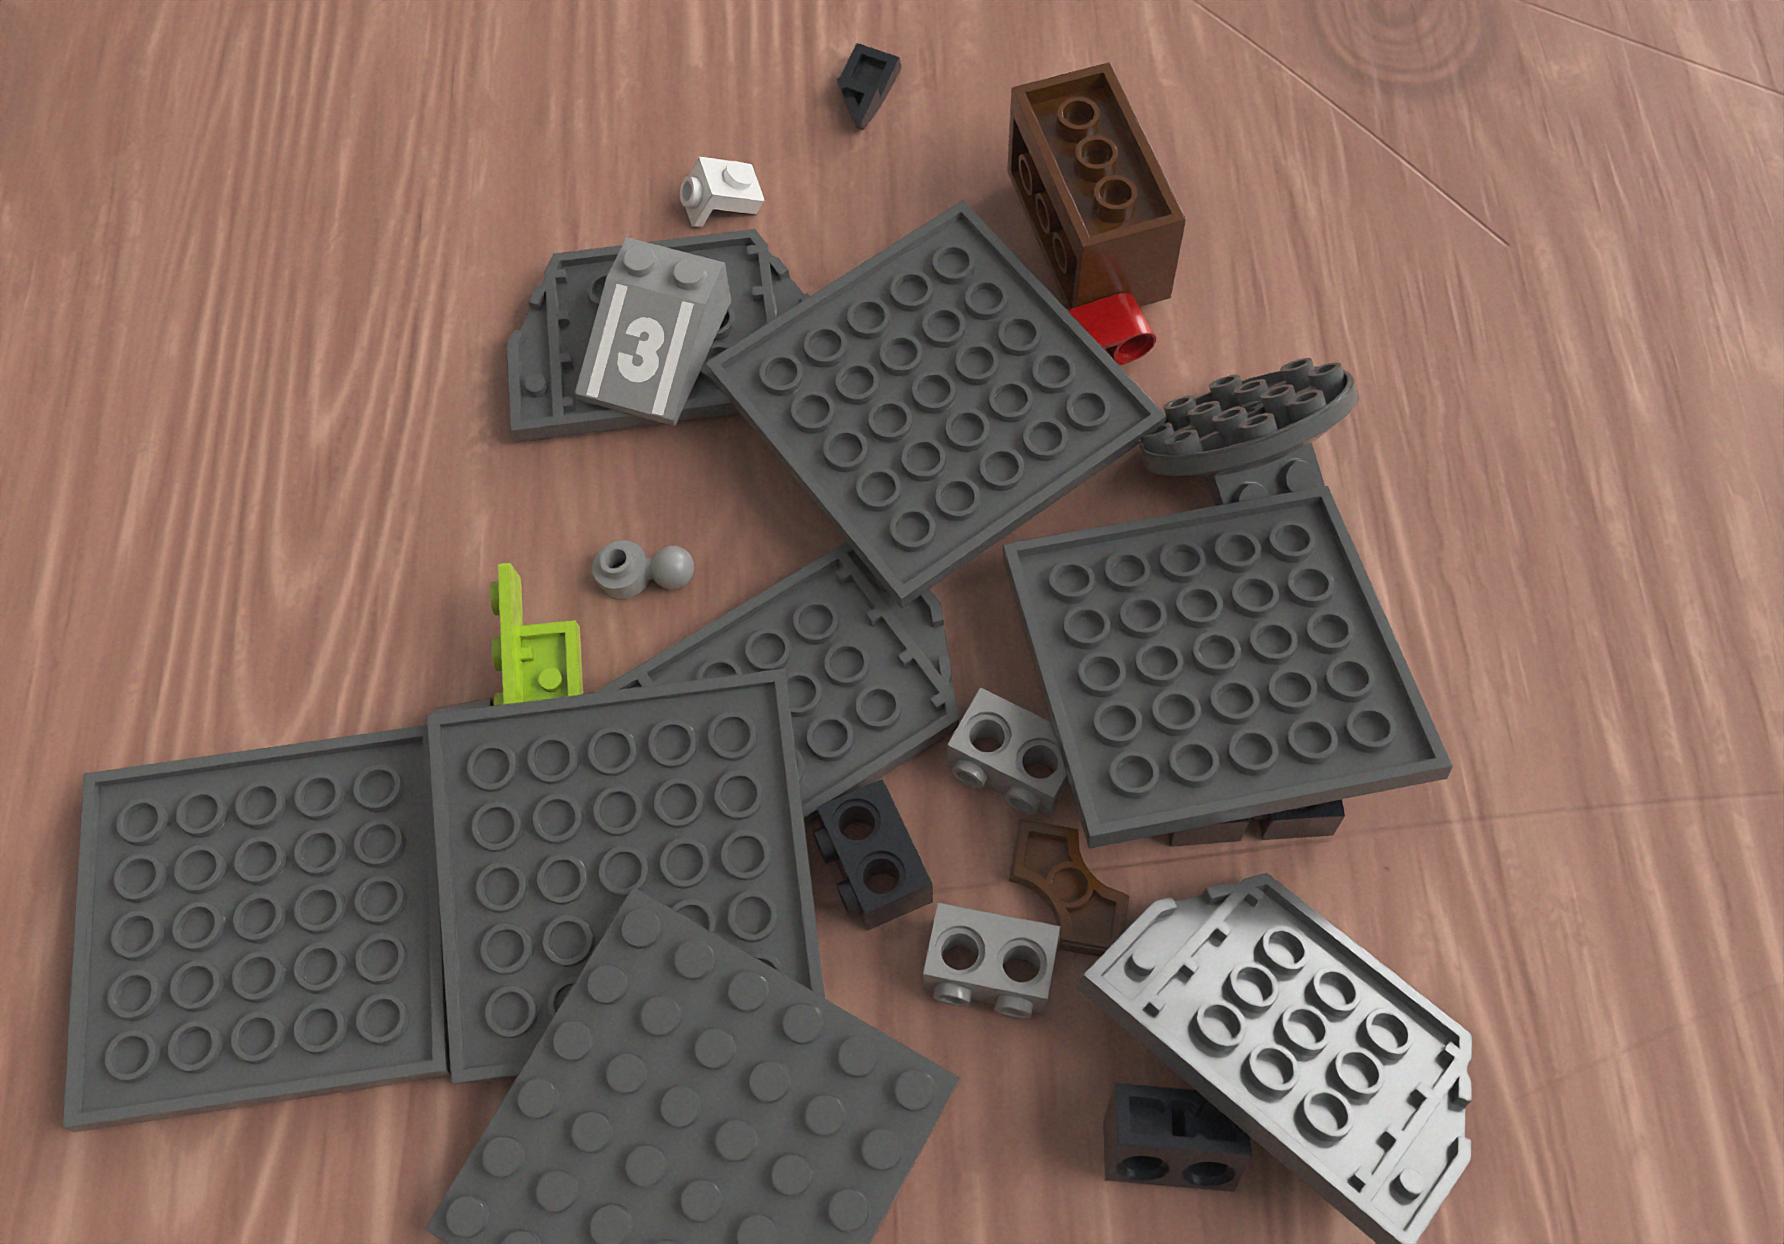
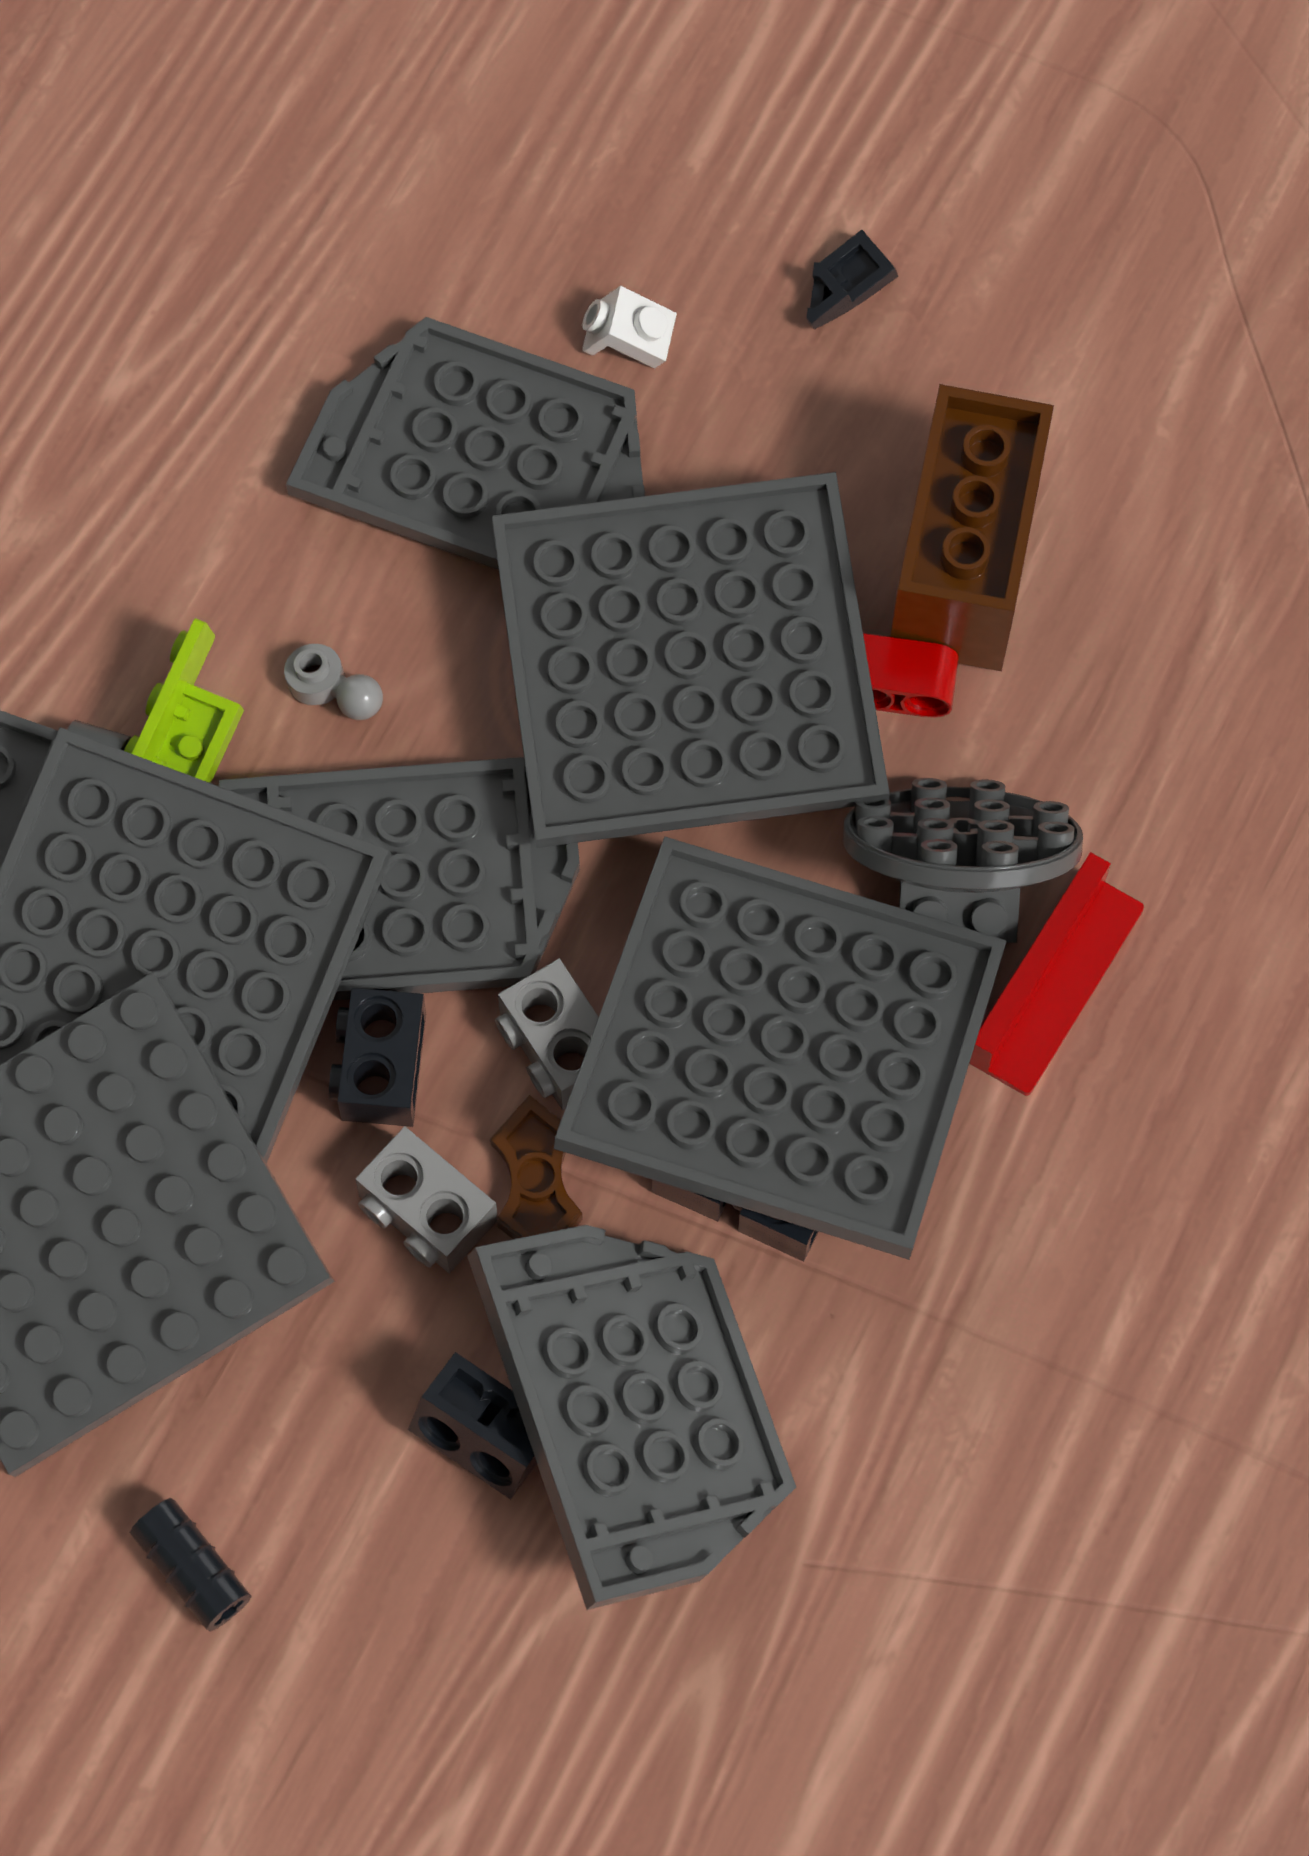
camera: 25 degrees right, 5 degrees up
(653, 330) = (467, 454): light grey slope -> none
(1376, 499) = (1056, 978): none -> red panel

